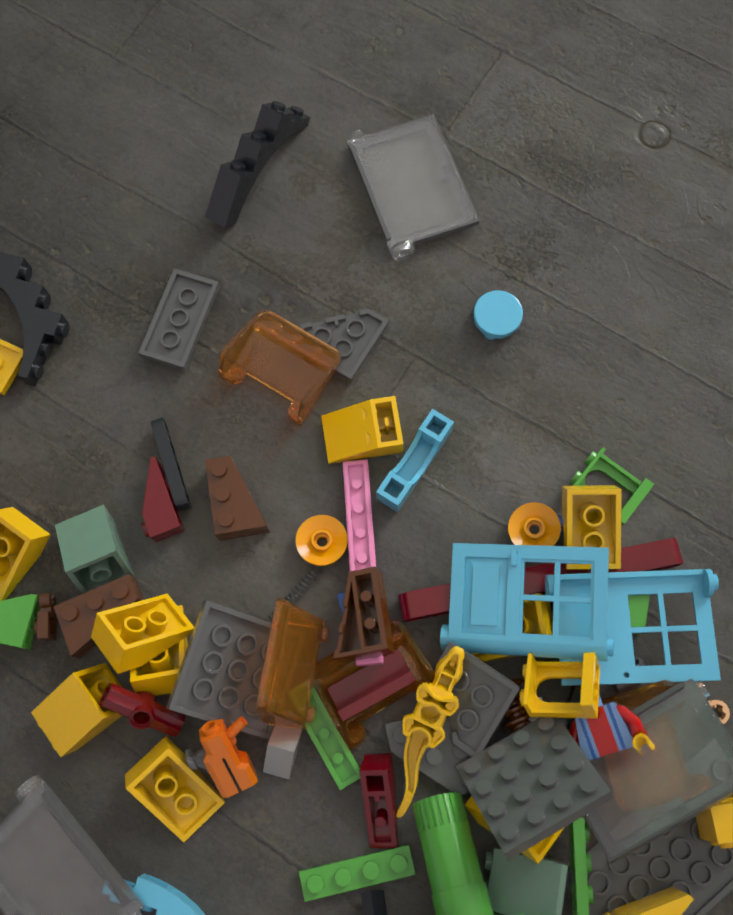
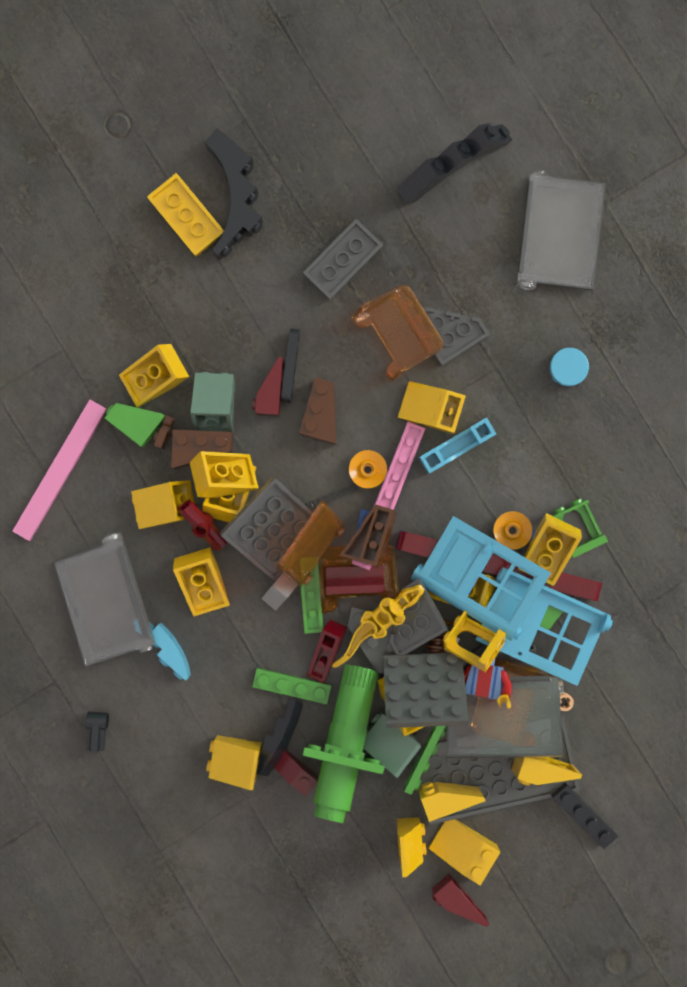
camera: 20 degrees right, 15 degrees up
(221, 757) = (240, 579): orange piece -> none

